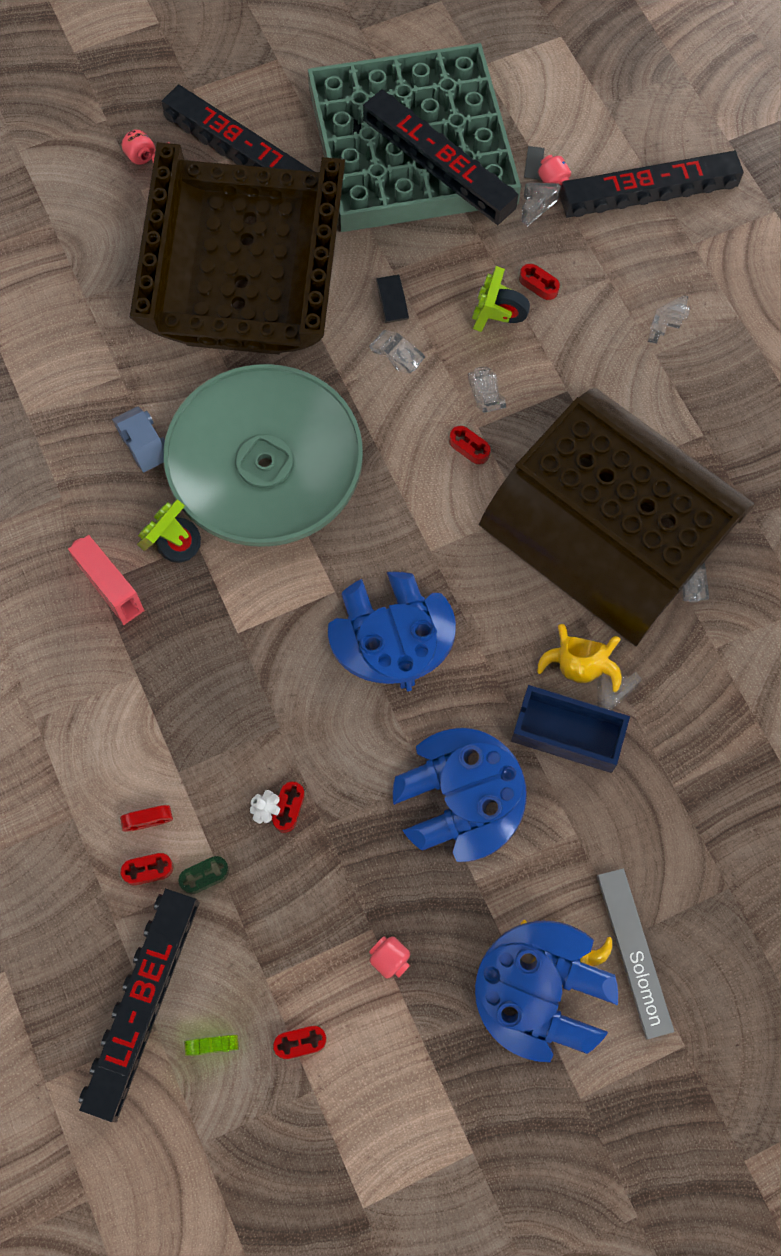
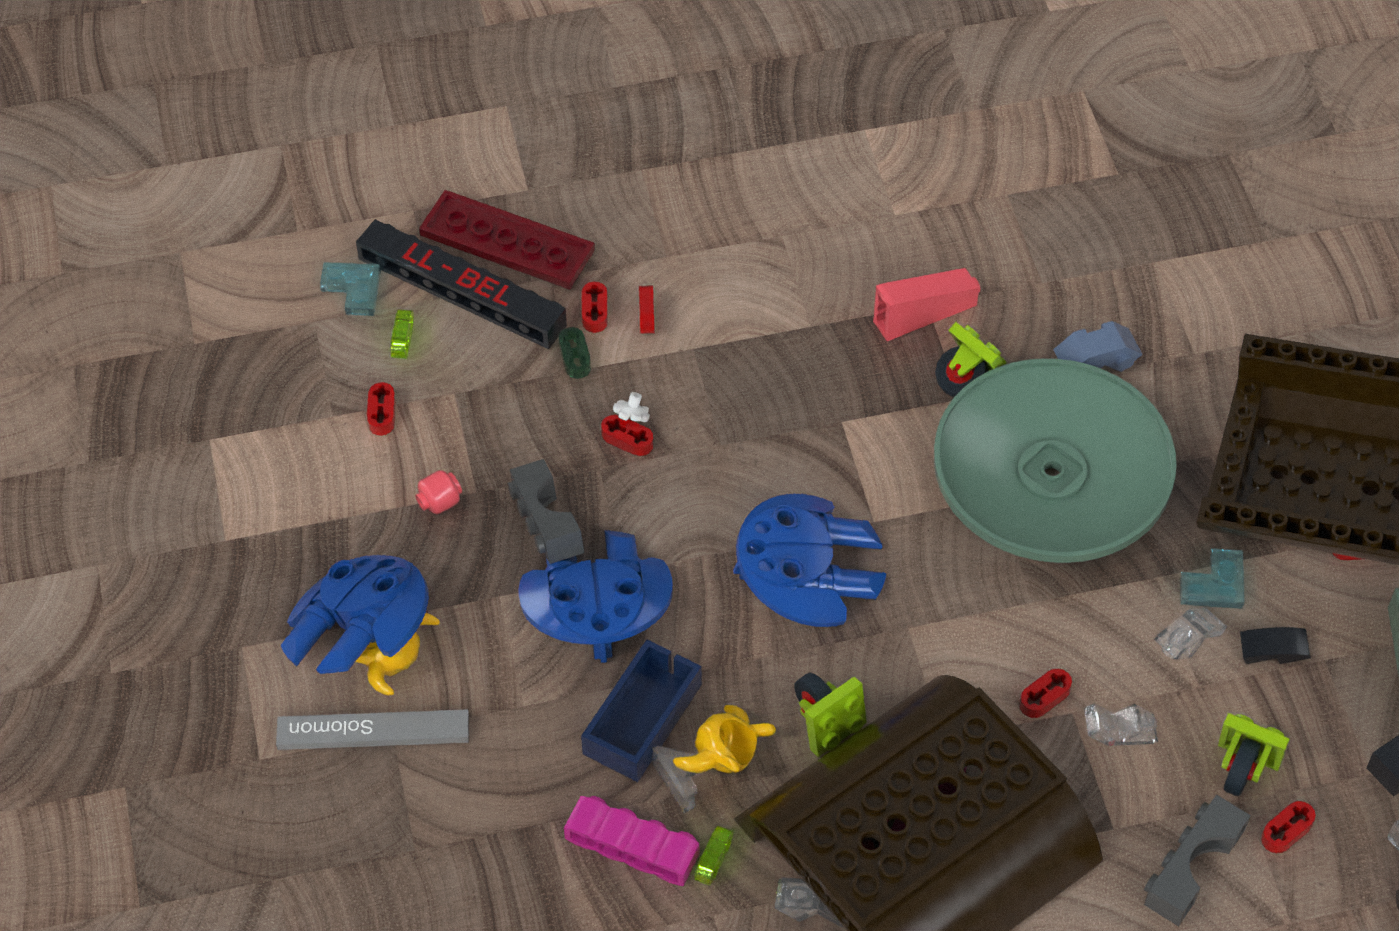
camera: 105 degrees right, 15 degrees down
(76, 974) = (507, 239): none -> dark red plate
(147, 1110) = (359, 282): none -> clear light blue plate
(351, 336) = (1221, 587): none -> clear light blue plate
(425, 831) = (555, 532): none -> dark grey arch
(534, 587) = (830, 710): none -> lime plate
(608, 344) = (1216, 830): none -> dark grey arch
(674, 653) = (713, 855): none -> clear neon green beam
(680, 716) = (632, 840): none -> dark pink brick

